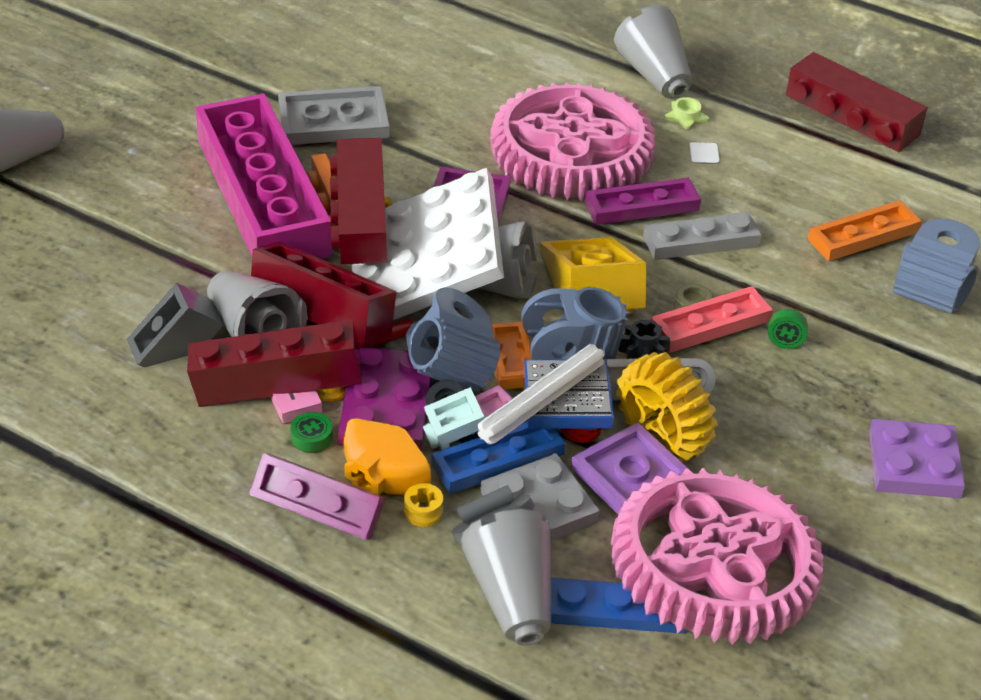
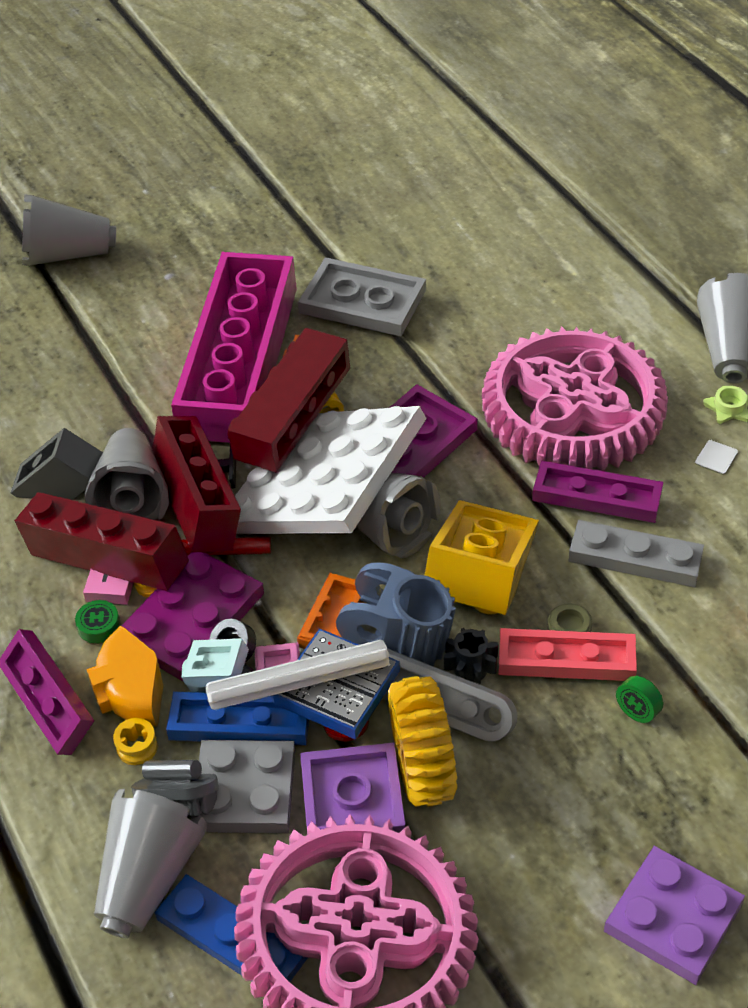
camera: 35 degrees right, 5 degrees up
(465, 345) = (265, 585): sand blue piece -> none

